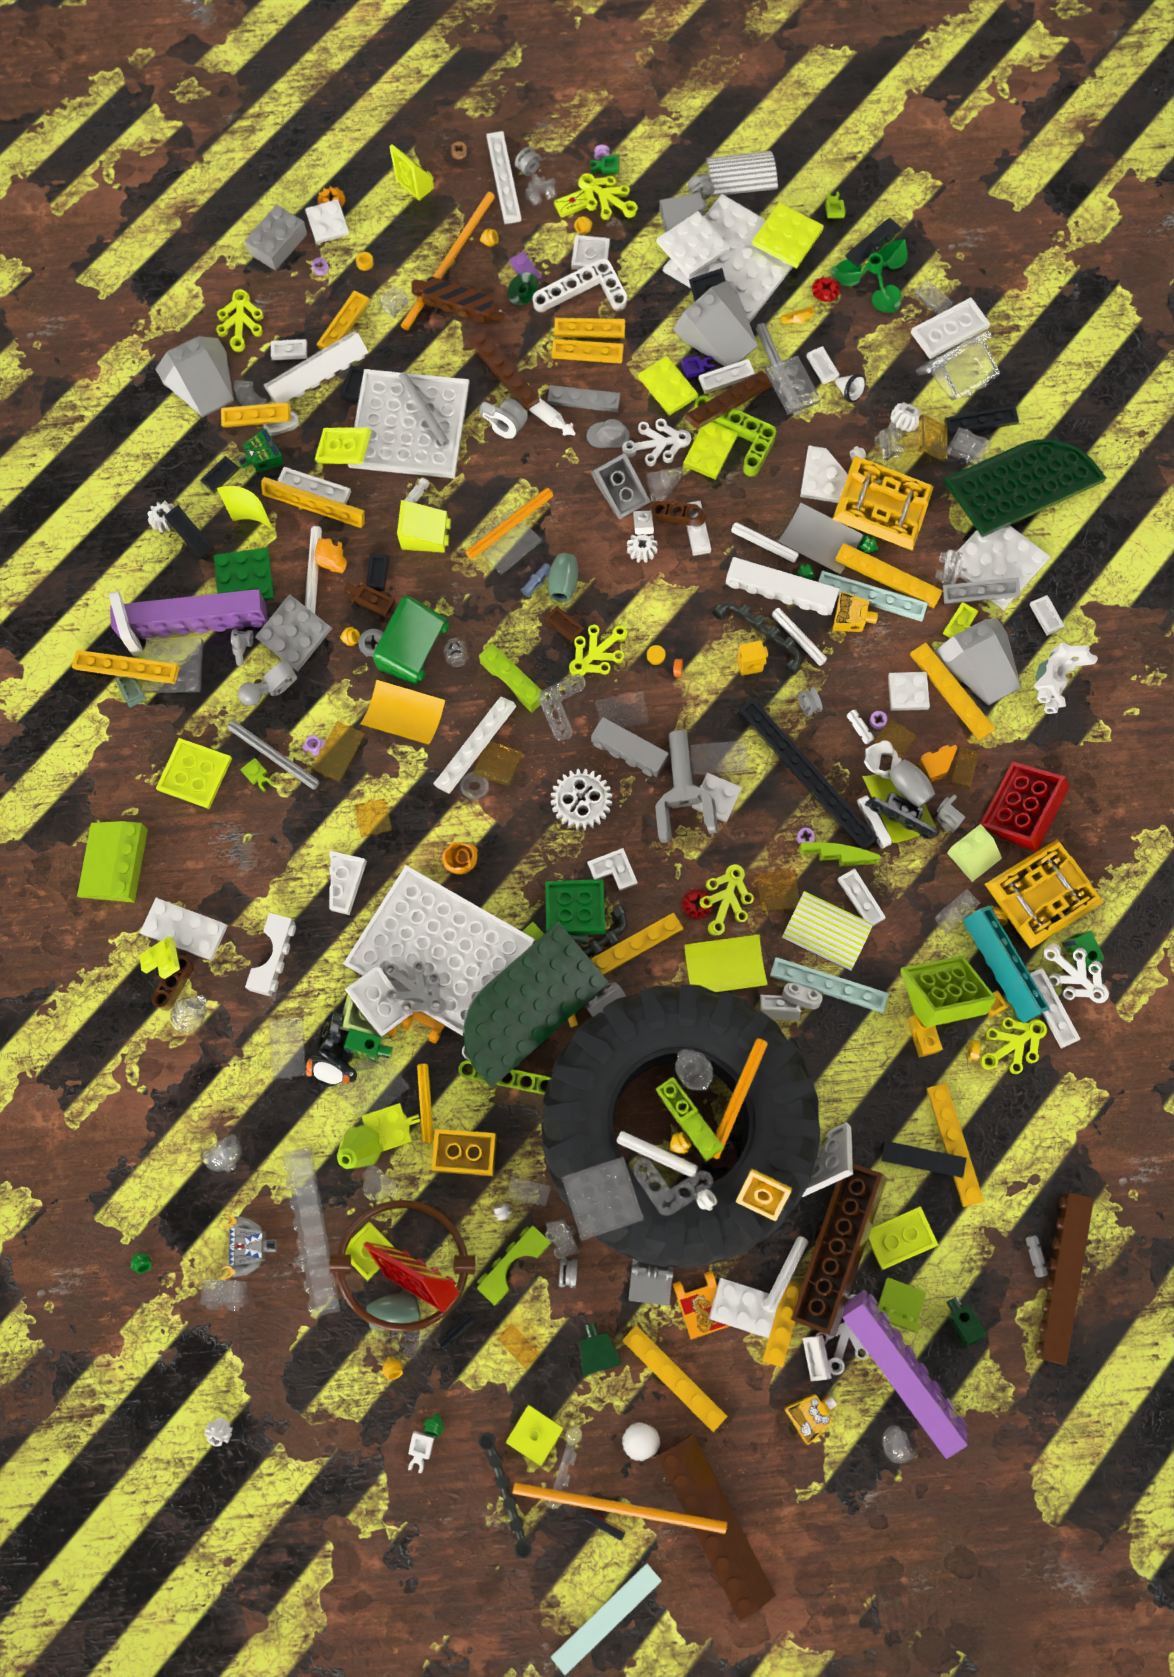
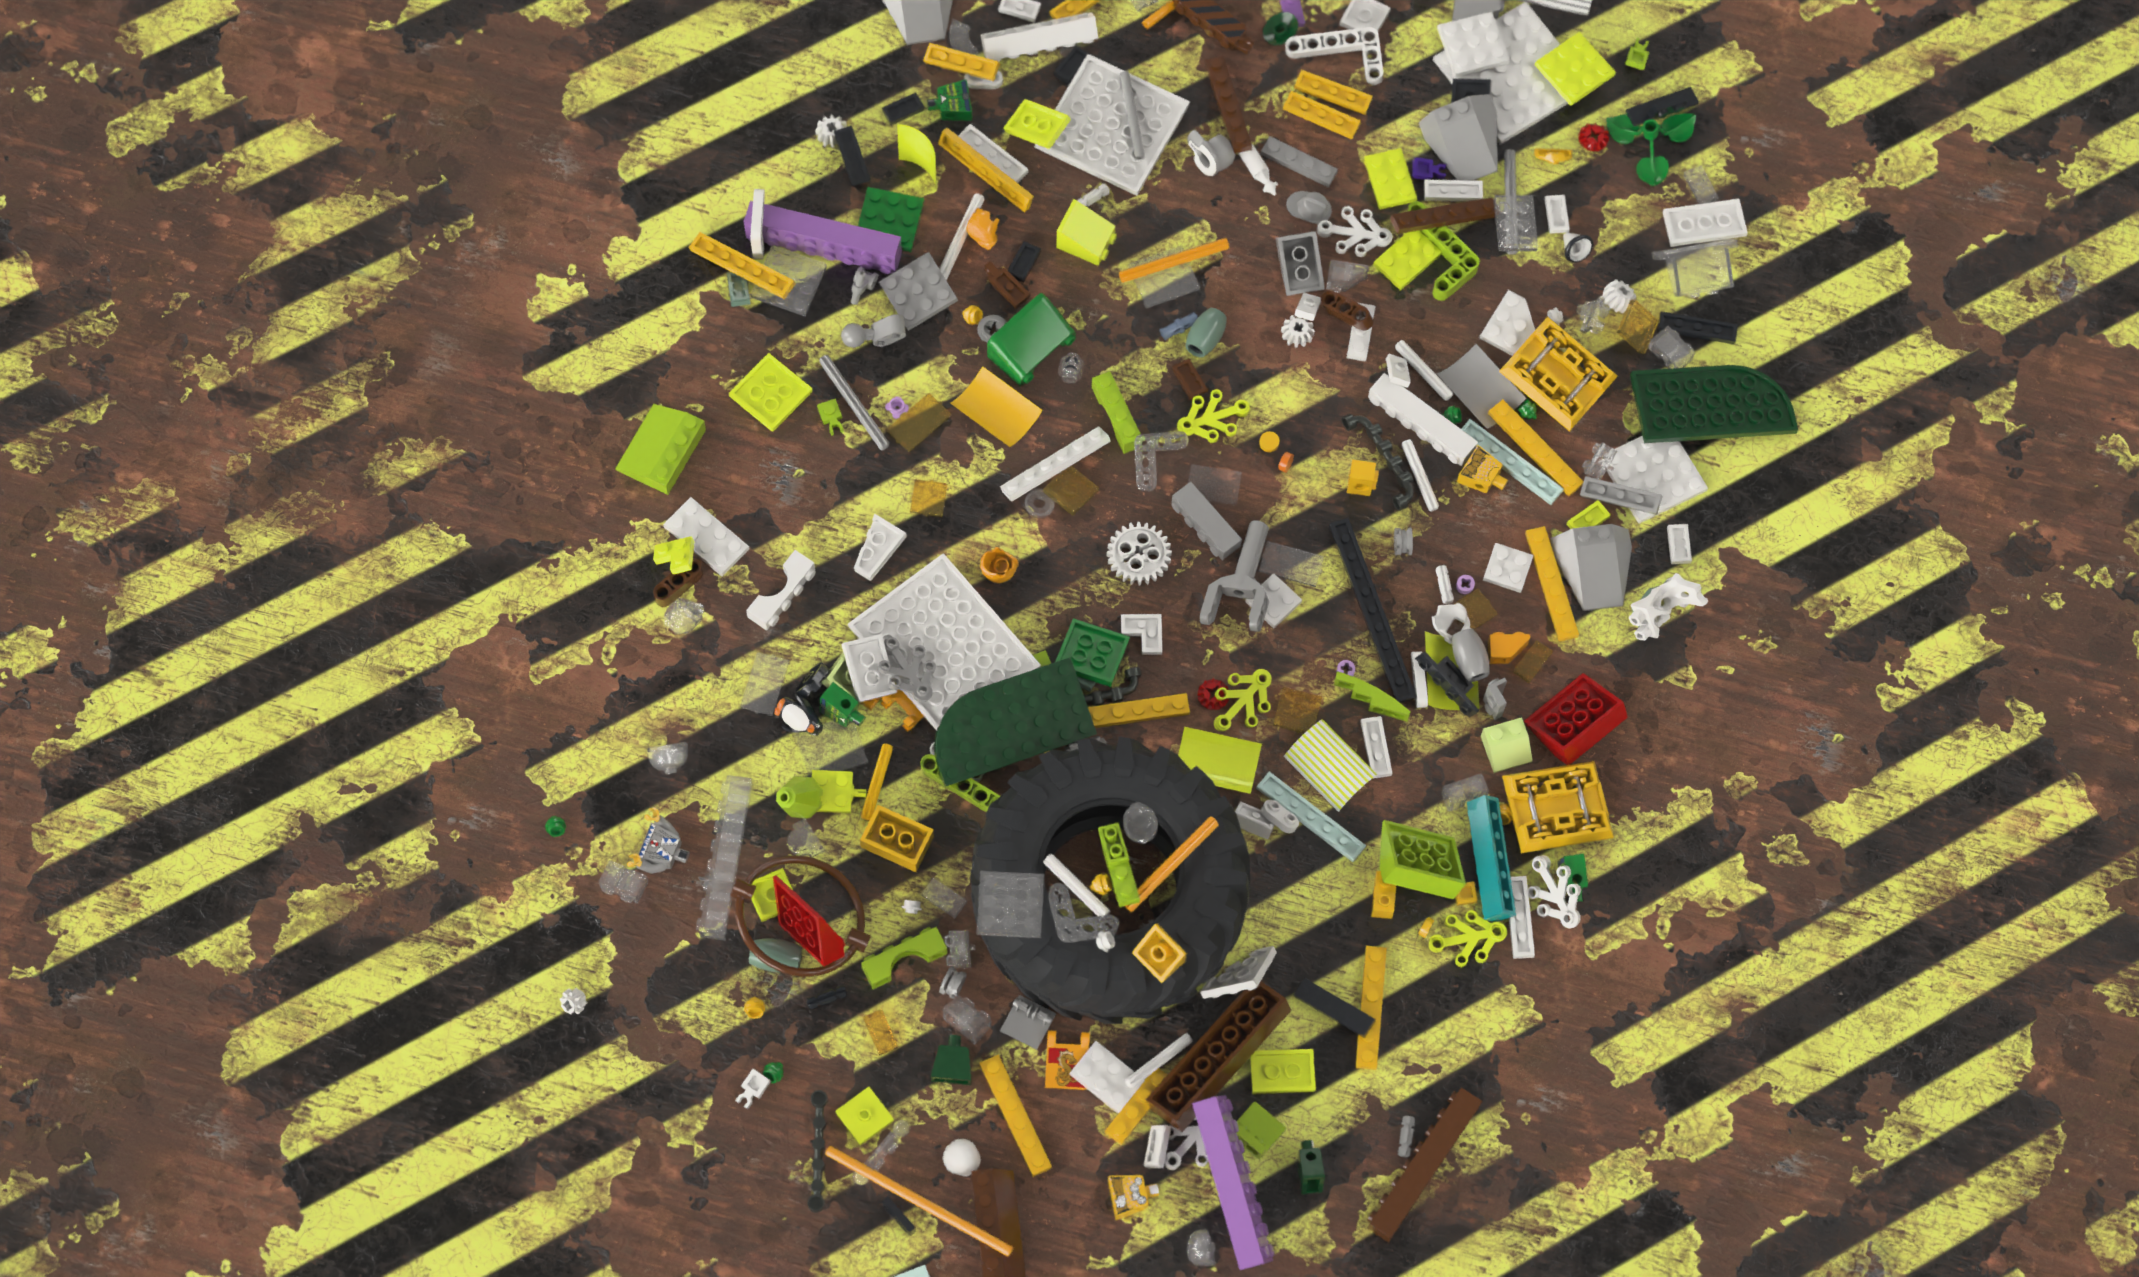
camera: 15 degrees right, 5 degrees down
(595, 1303) = (966, 1018): none -> clear slope
(744, 550) = (1398, 370): none -> white plate

